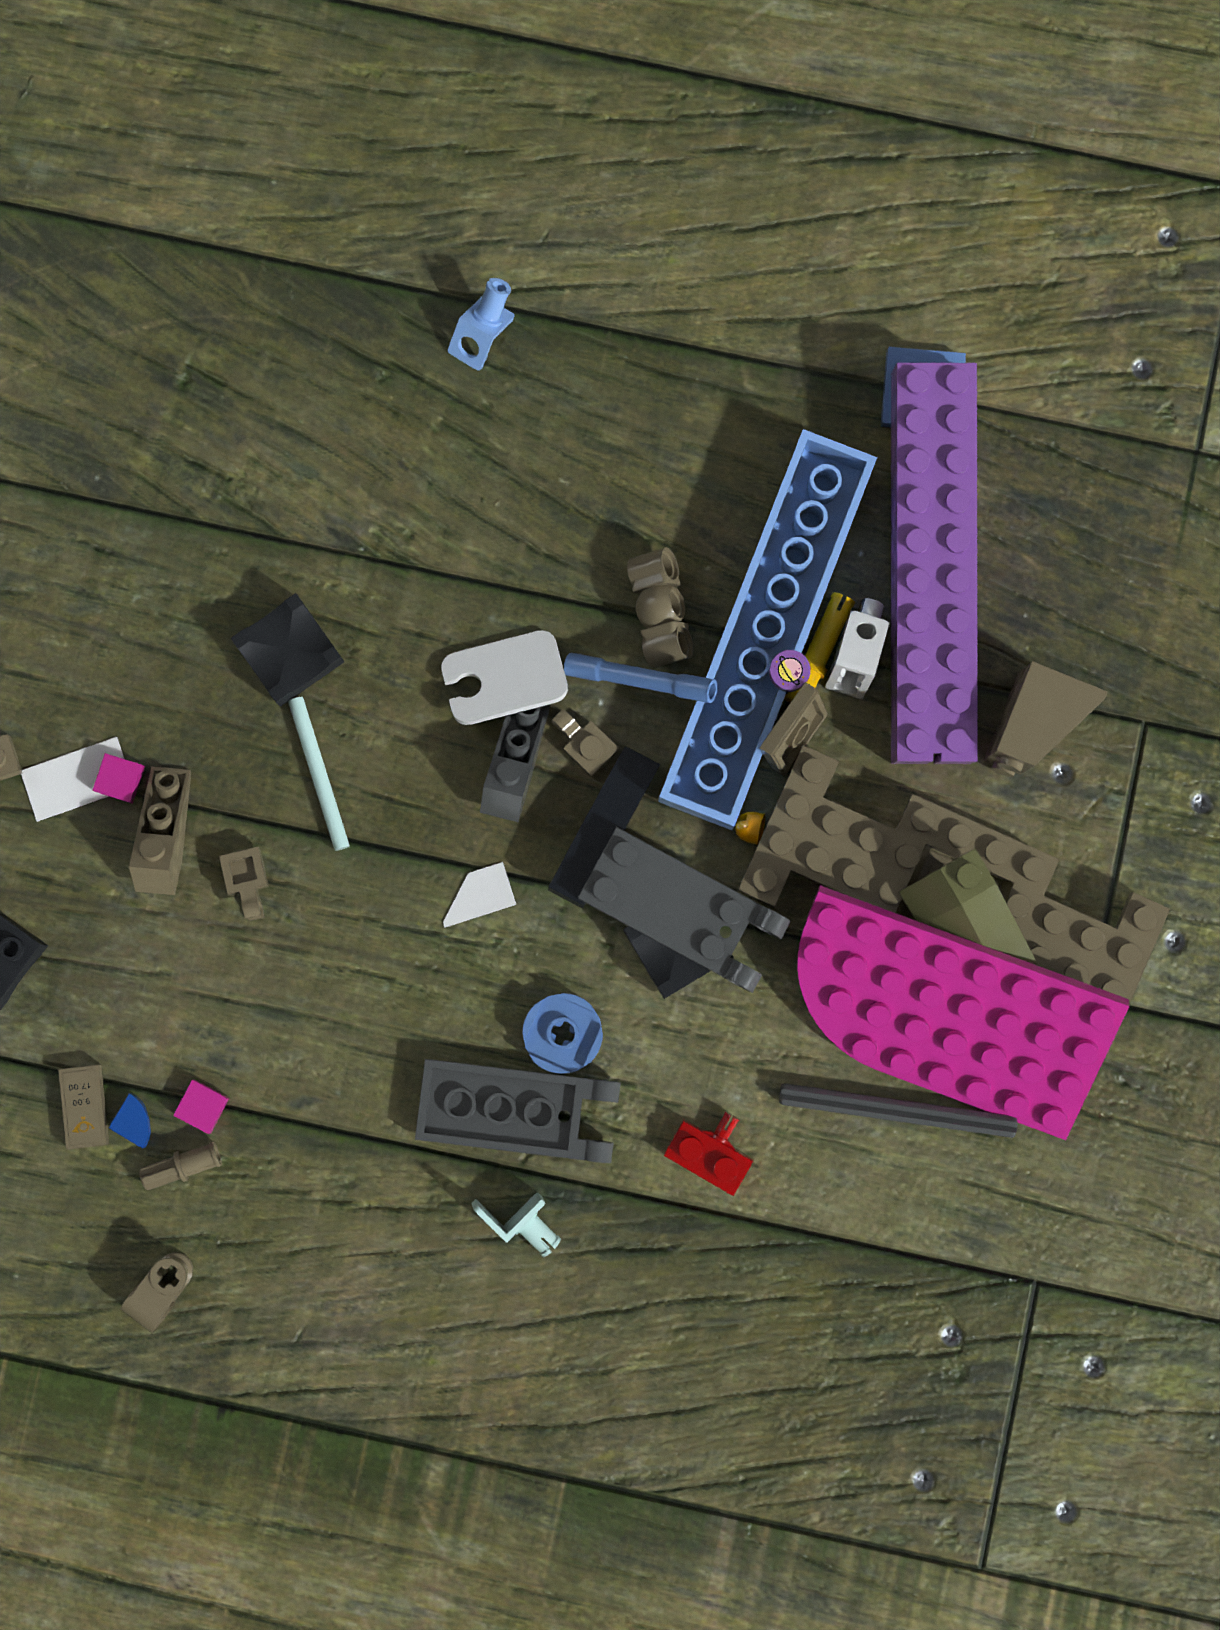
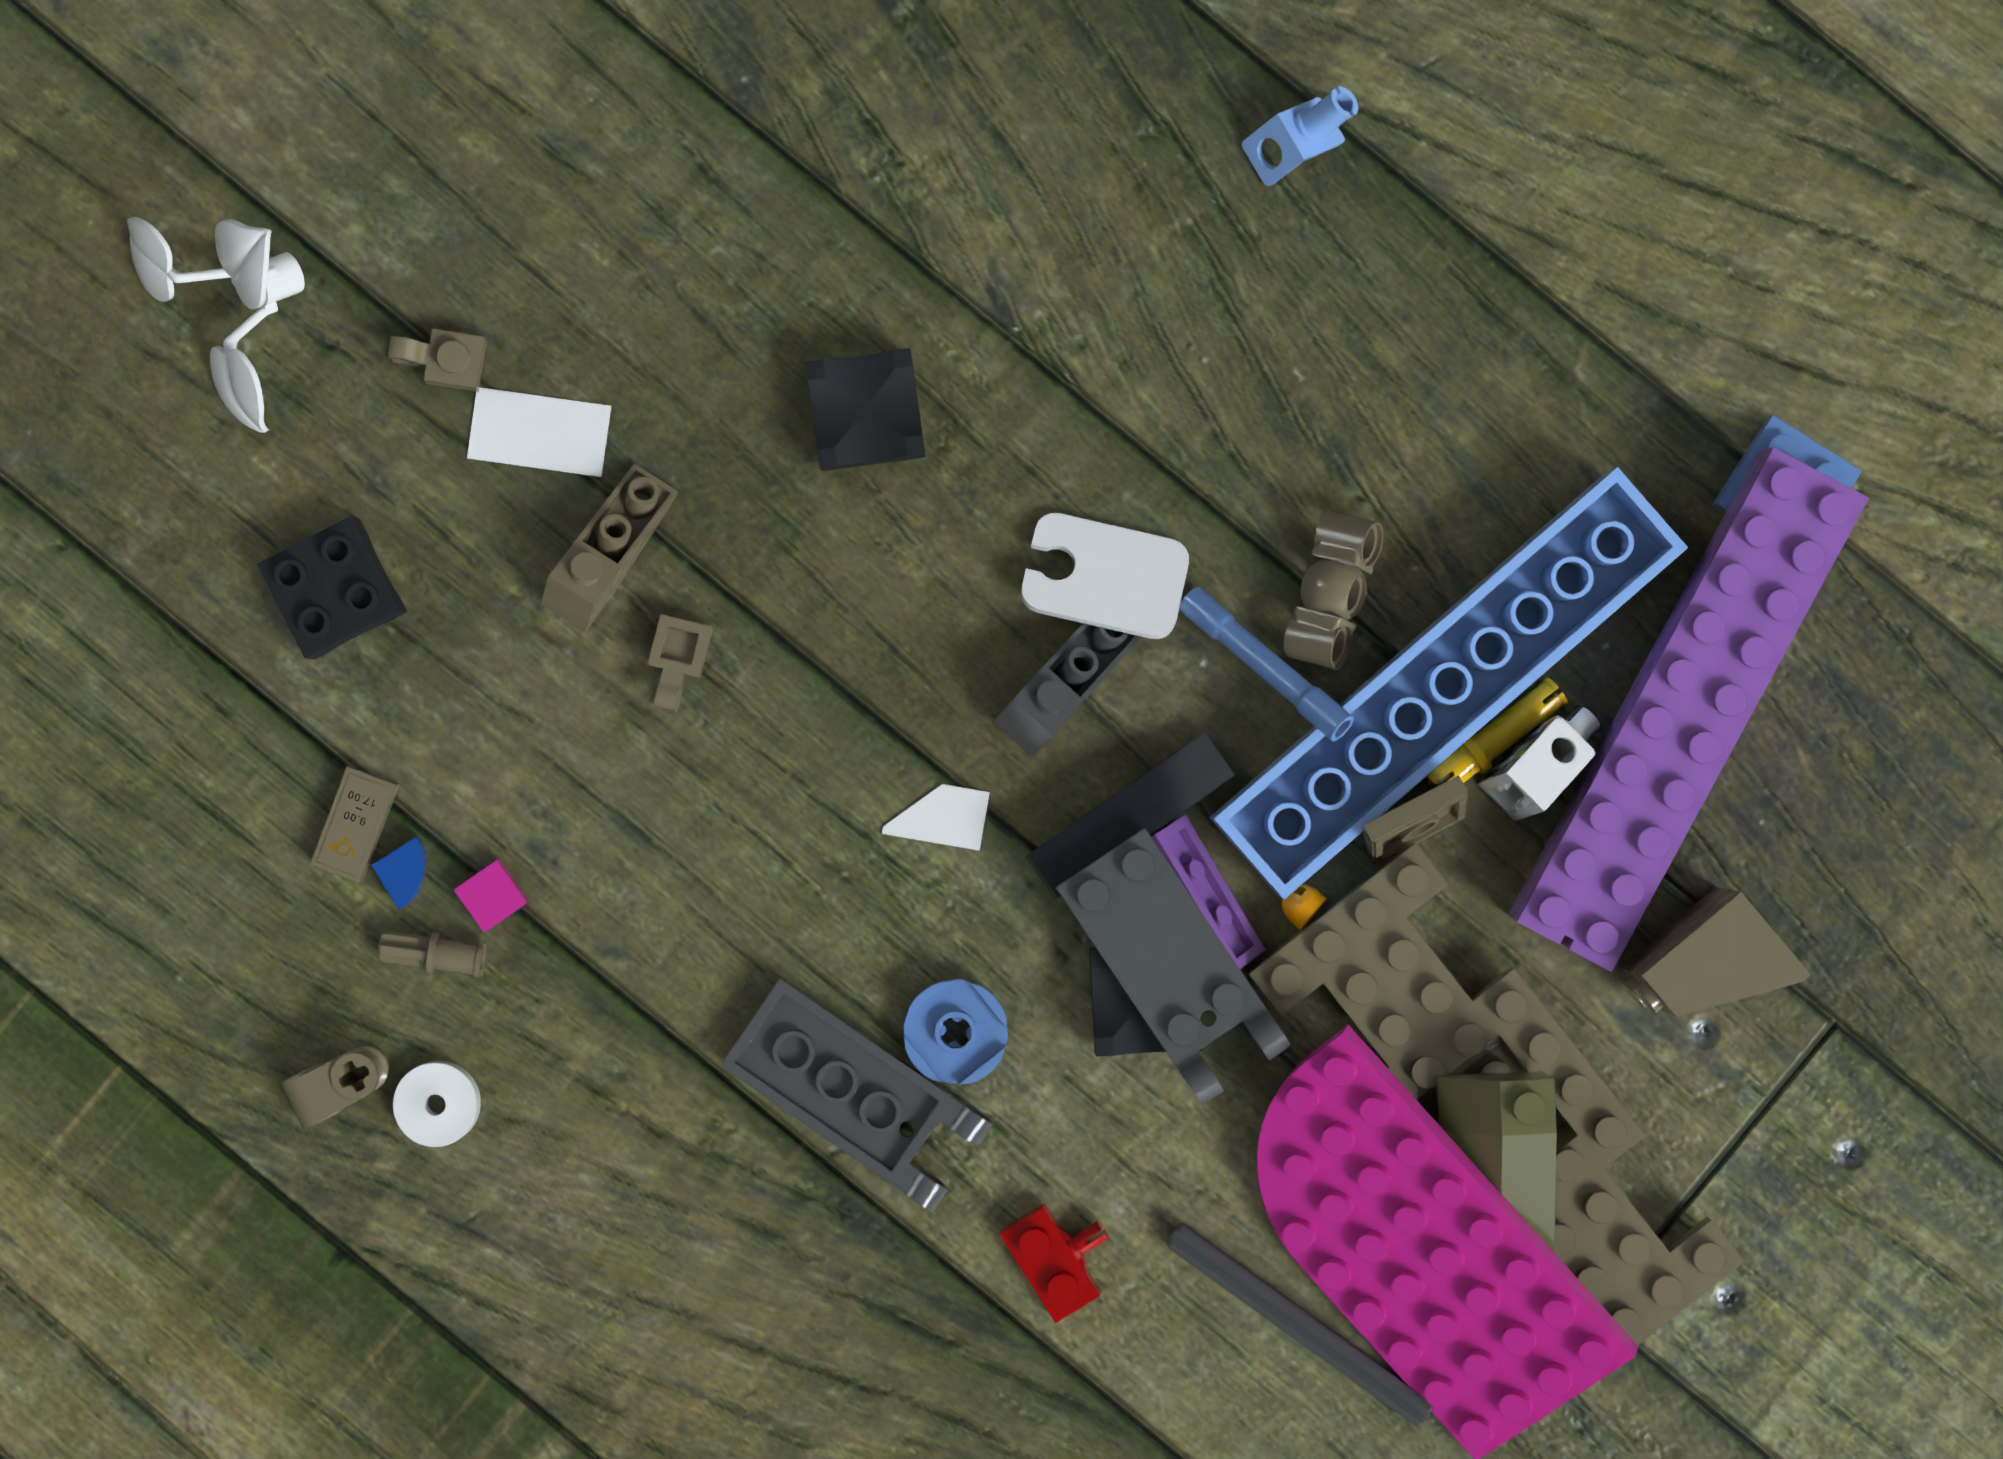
camera: 30 degrees right, 5 degrees up
(118, 778) = (588, 458): dark pink tile -> none
(254, 1268) = (413, 1109): none -> white piece
(318, 773) = (827, 574): light aqua bar -> none
(523, 1222) = (796, 1225): light aqua bracket -> none
(587, 746) = (1162, 707): dark tan plate -> none
(682, 848) = (1208, 889): none -> medium lavender plate
(789, 670) = (1447, 751): tile -> none

